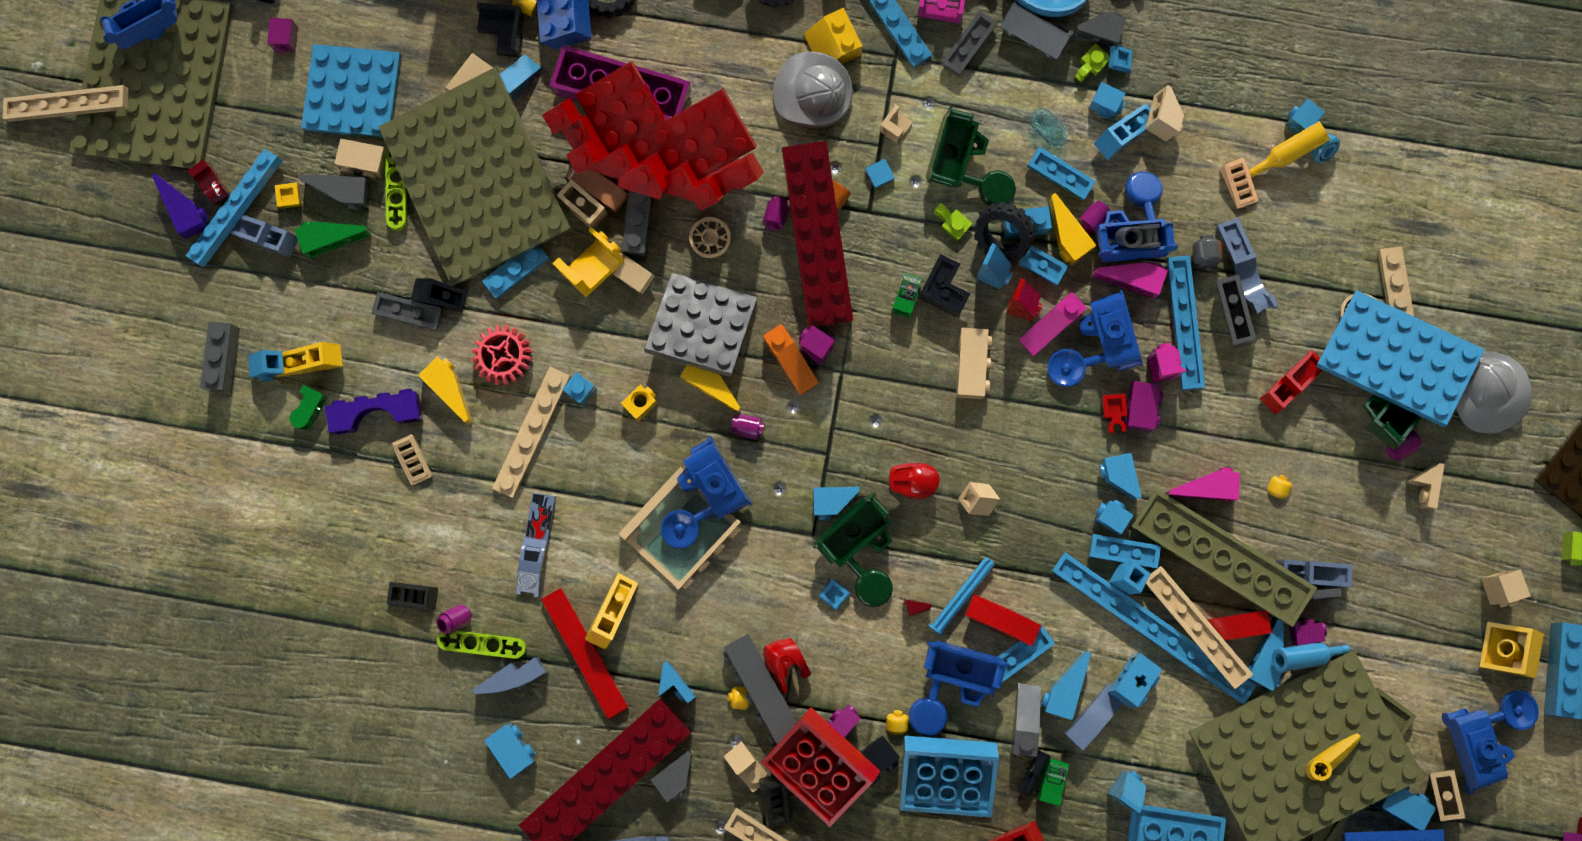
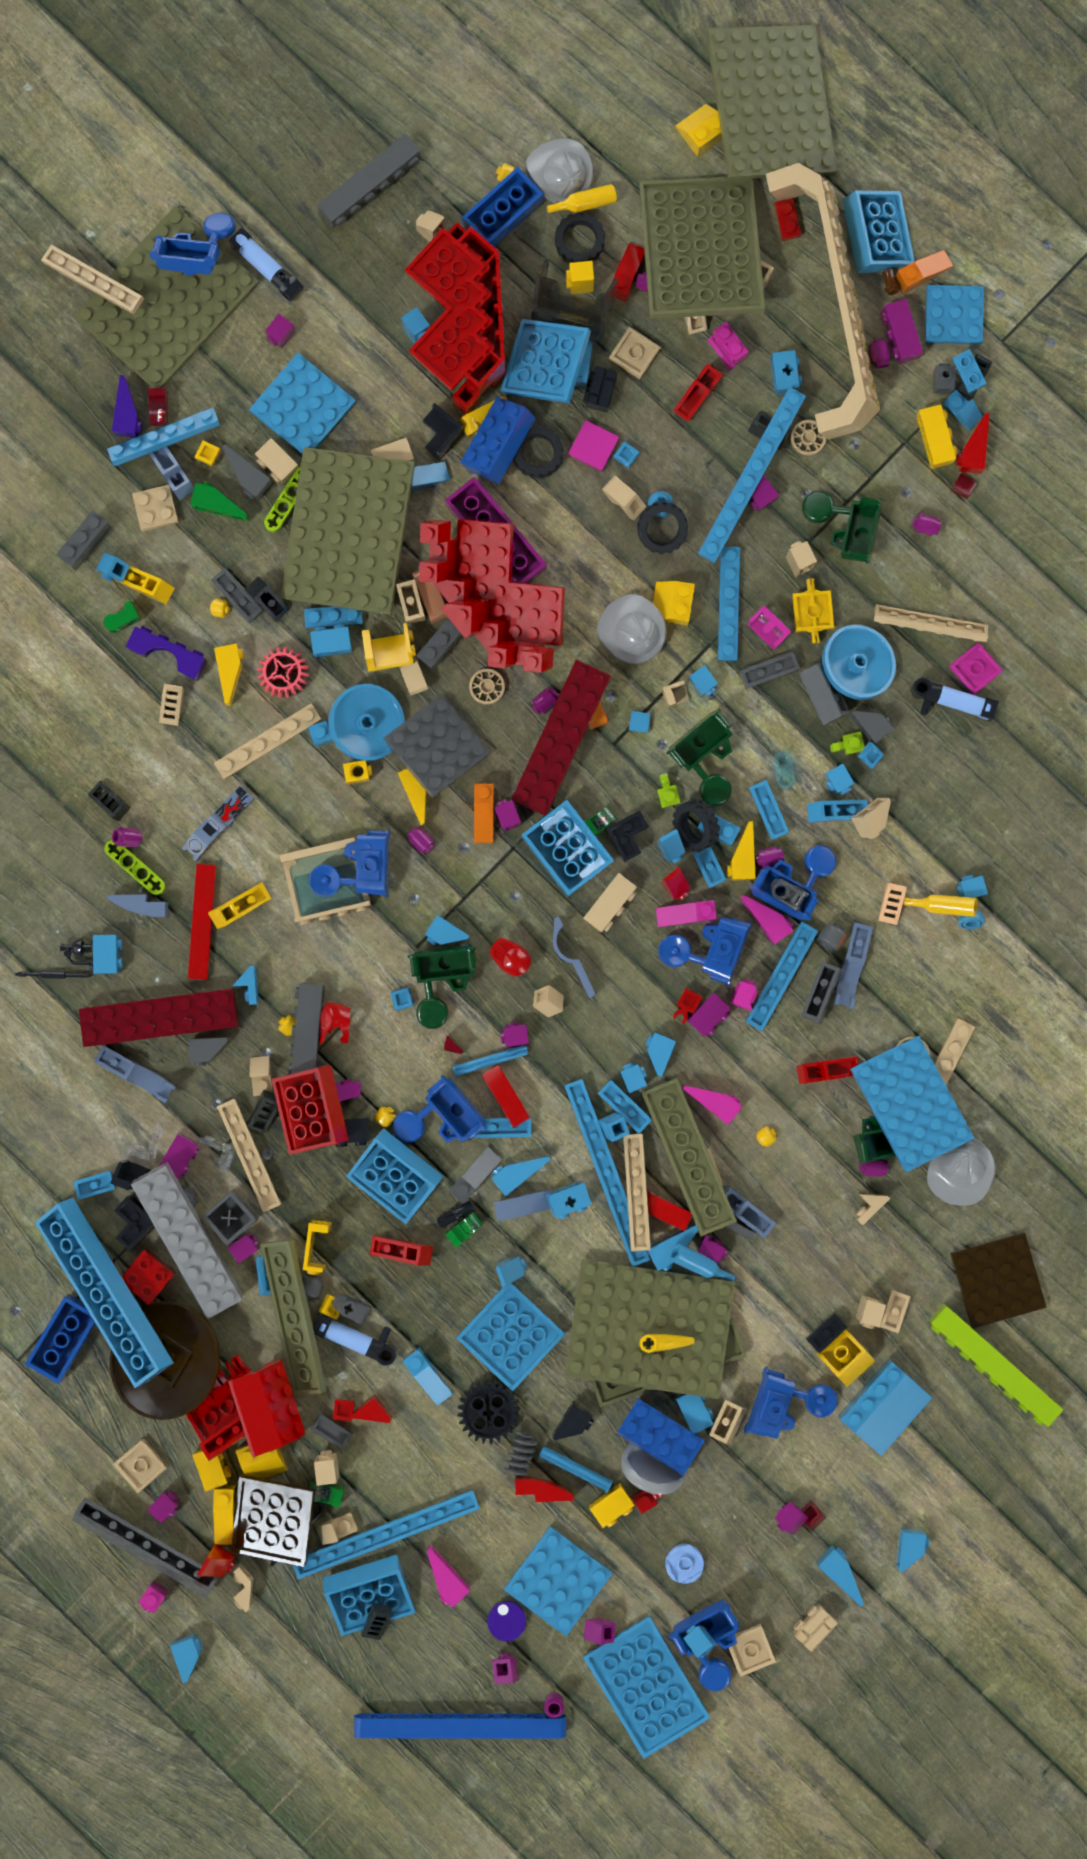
camera: 30 degrees right, 5 degrees up
(270, 281) = (155, 508): none -> tan plate
(398, 335) = (220, 607): none -> yellow piece
(477, 764) = (78, 949): none -> black piece
(529, 293) = (331, 641): none -> dark azure brick
(611, 348) = (362, 720): none -> dark azure dish
(895, 338) = (567, 848): none -> dark azure slope
(914, 95) = (703, 682): none -> dark azure brick
(969, 554) = (514, 1035): none -> magenta brick
(981, 444) = (576, 963): none -> sand blue piece
(1476, 639) = (826, 1332): none -> black plate
(1525, 561) = (895, 1311): none -> tan plate

